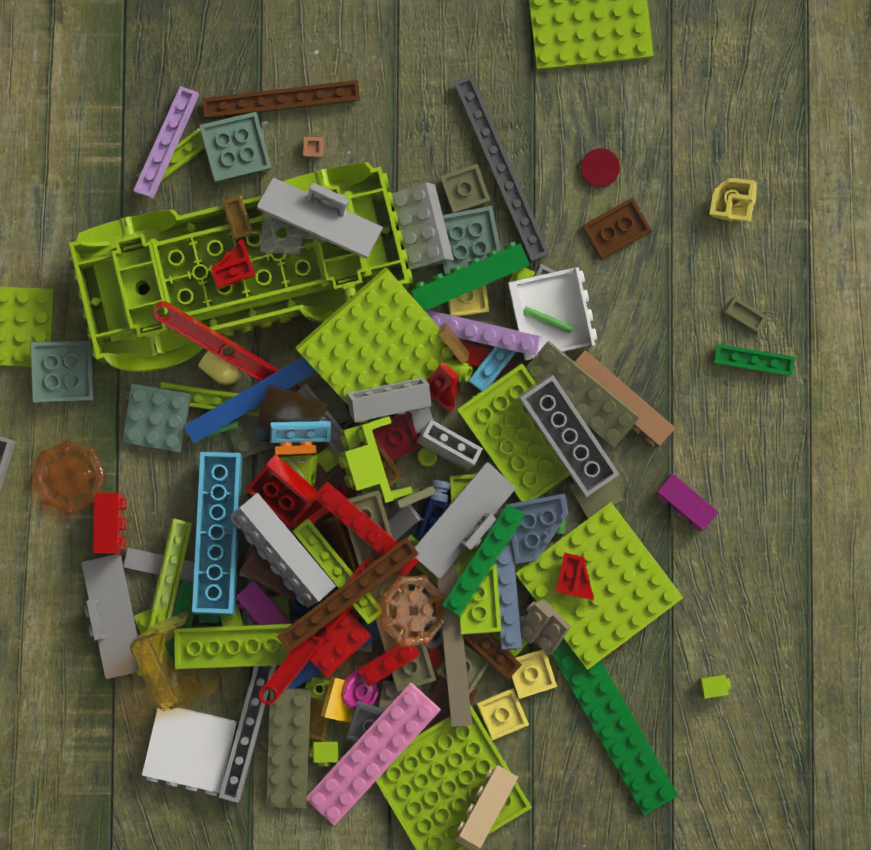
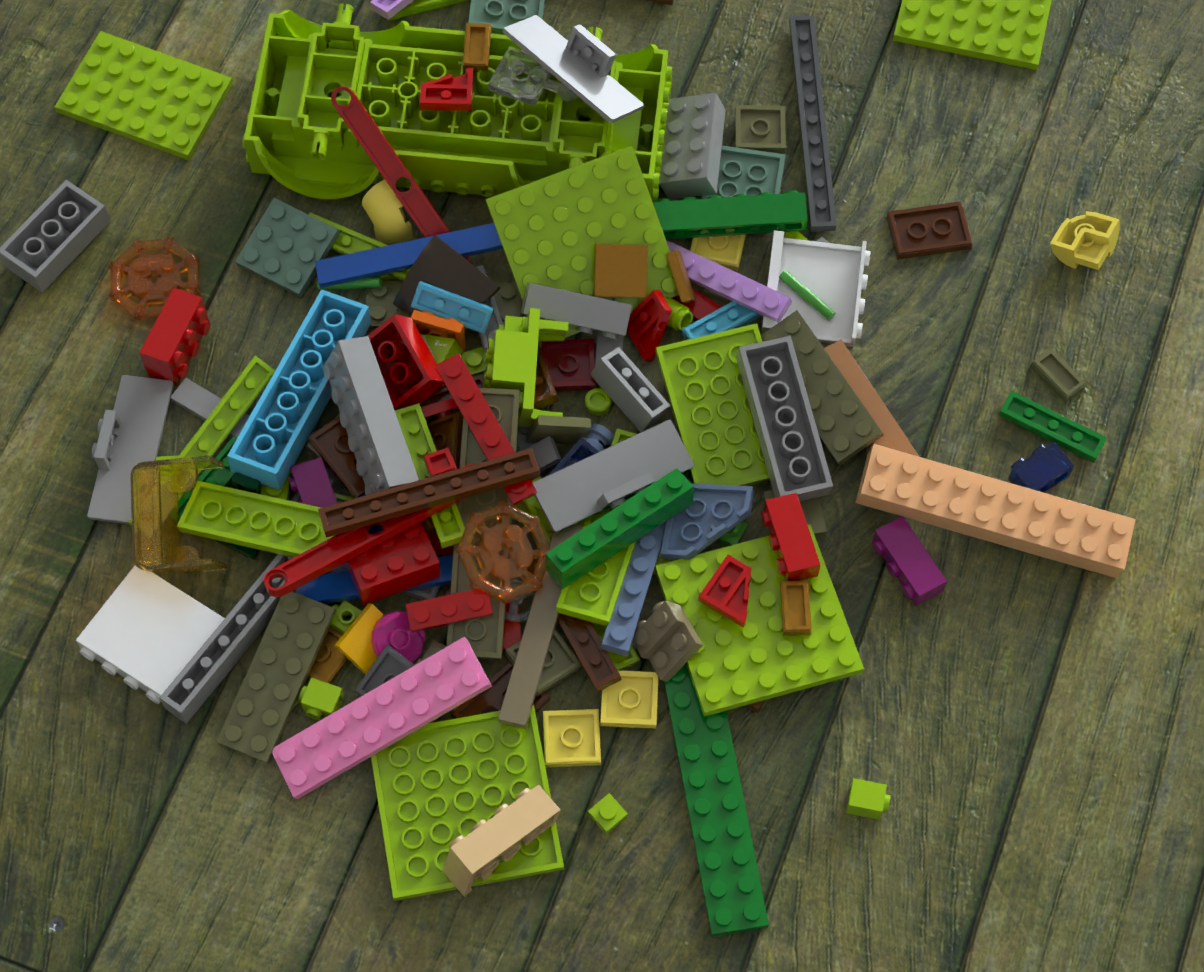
camera: 20 degrees right, 20 degrees down
(61, 371) = (198, 160): sand green plate -> none
(313, 147) = (605, 26): nougat plate -> none
(343, 564) = (439, 462): none -> red tile
(410, 359) = (620, 270): none -> pearl gold tile
(546, 758) = (607, 813): none -> lime plate
(600, 167) = (932, 159): dark red tile -> none
(602, 523) = (790, 538): none -> red brick
(623, 572) = (795, 608): none -> pearl gold tile
(735, 447) = (995, 511): none -> light nougat brick
(756, 400) = (1042, 469): none -> clear blue brick

